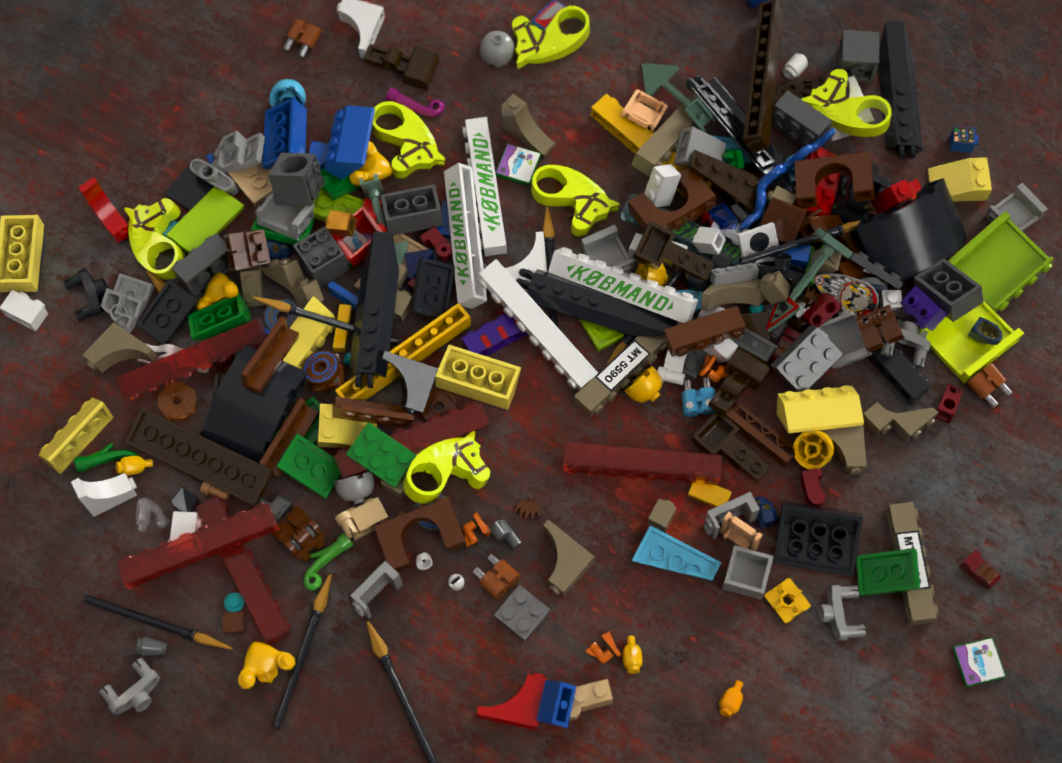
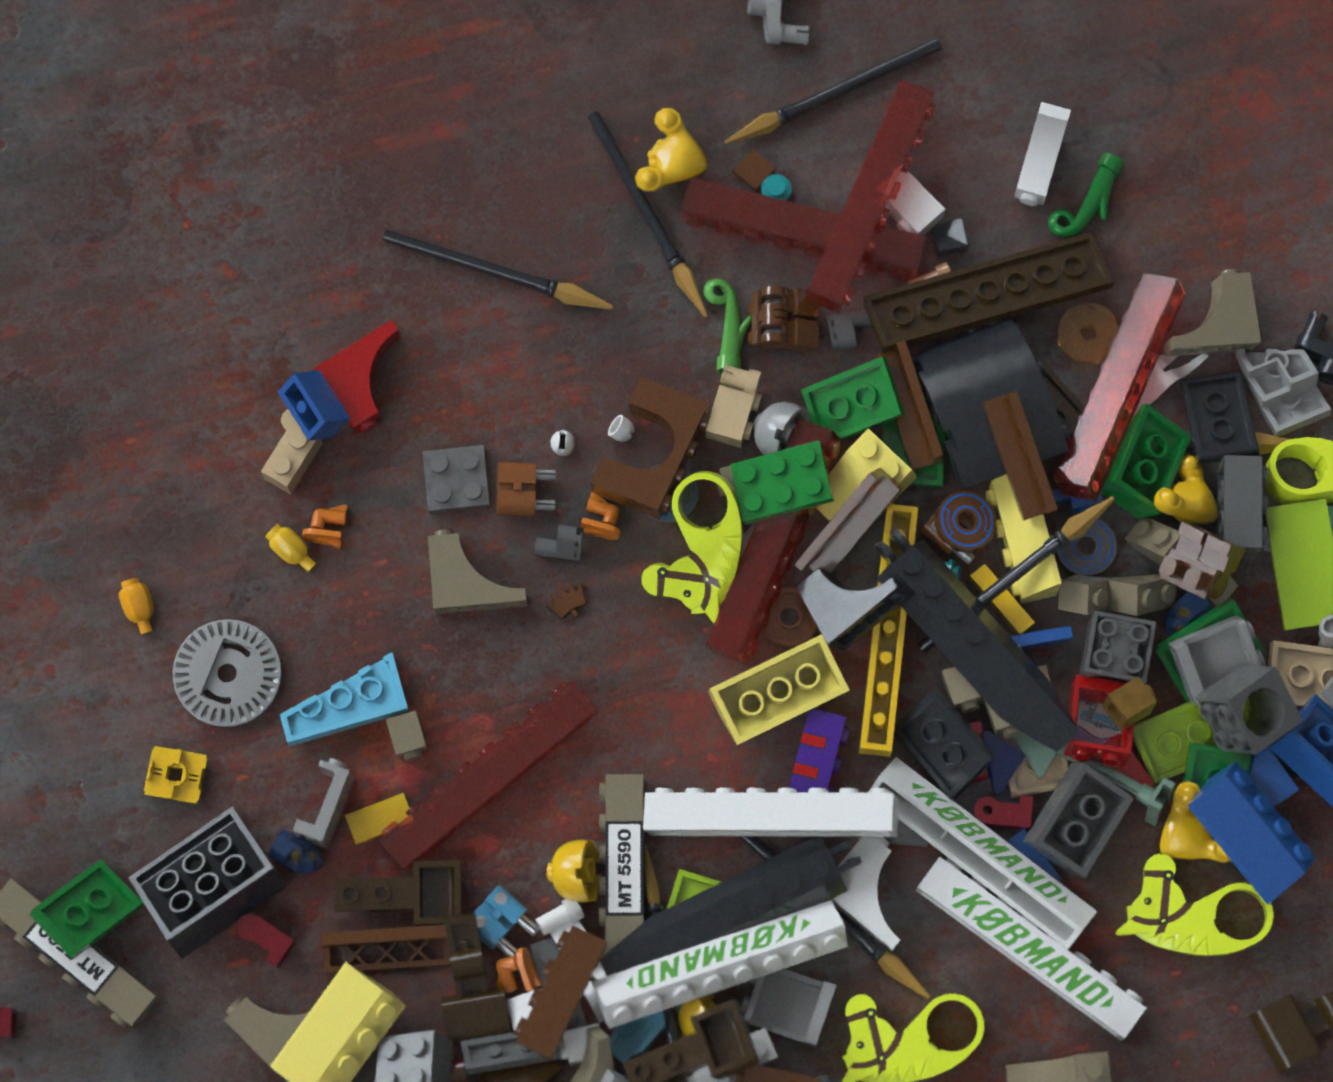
camera: 135 degrees right, 10 degrees up
(76, 435) = (1152, 184): light yellow slope -> none
(132, 465) = (1051, 216): yellow plant -> none
(144, 508) = (986, 187): clear plant -> none
(150, 647) = (811, 60): dark grey cone -> none
(373, 585) = (634, 309): light grey panel -> none
(395, 96) = (1242, 968): magenta plant -> none
(518, 164) = (1024, 1021): tile -> none
(721, 644) = (198, 667): none -> light grey piece
(739, 532) = (293, 792): light nougat container -> none
(747, 572) = (245, 757): light grey piece -> none
(813, 449) = (301, 980): yellow cylinder -> none
(834, 612) = (108, 807): light grey connector -> none

